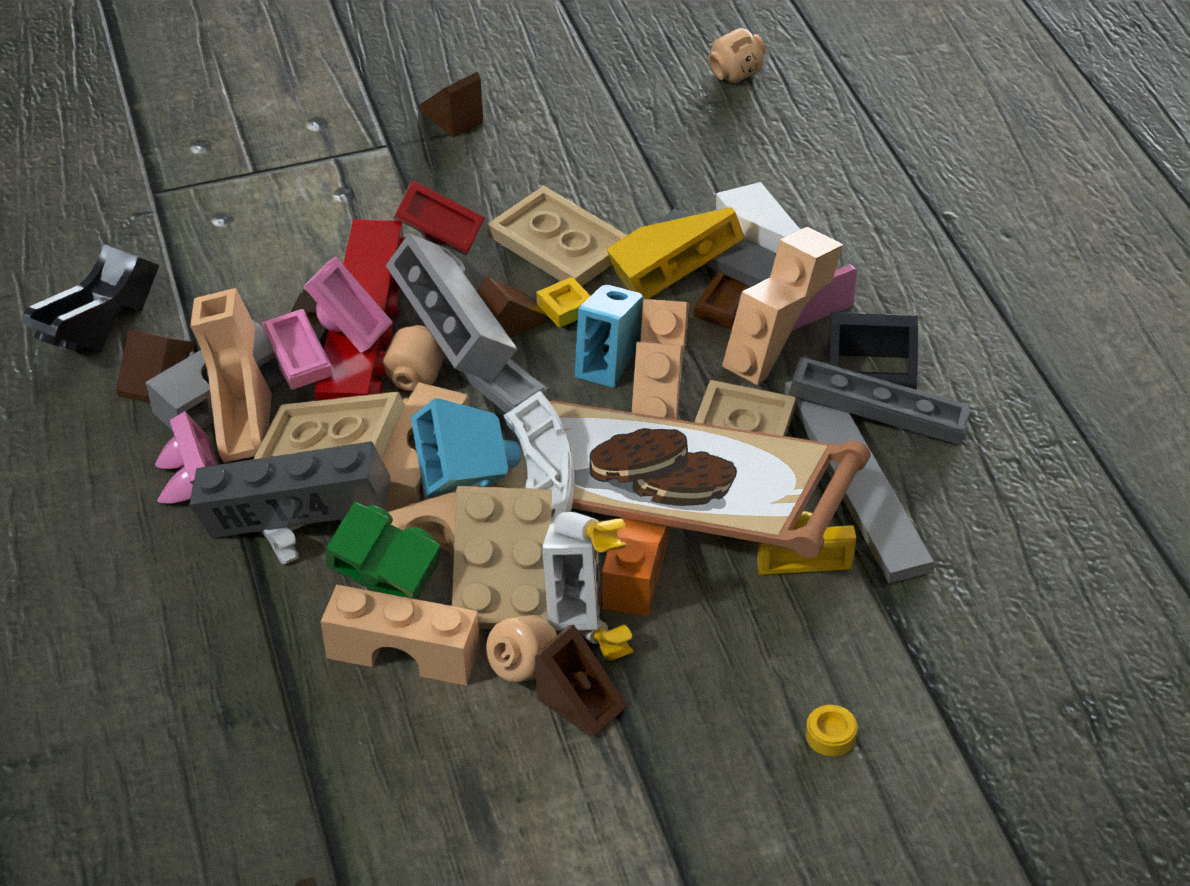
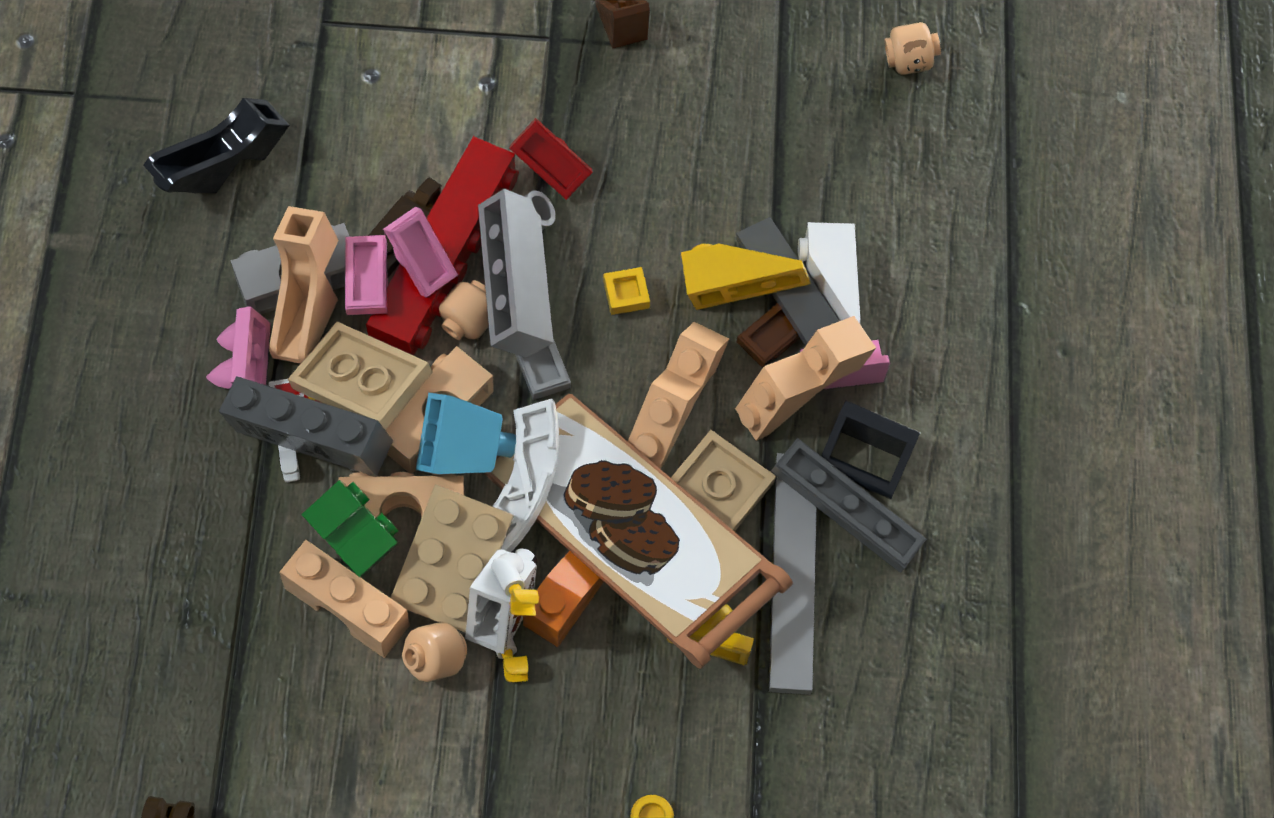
camera: 15 degrees right, 20 degrees up
(146, 357) = (248, 225): reddish brown slope -> none
(511, 307) = (573, 281): reddish brown slope -> none
(556, 236) = (652, 211): tan plate -> none
(575, 683) = (465, 702): reddish brown slope -> none
(604, 319) = (644, 346): medium azure torso -> none

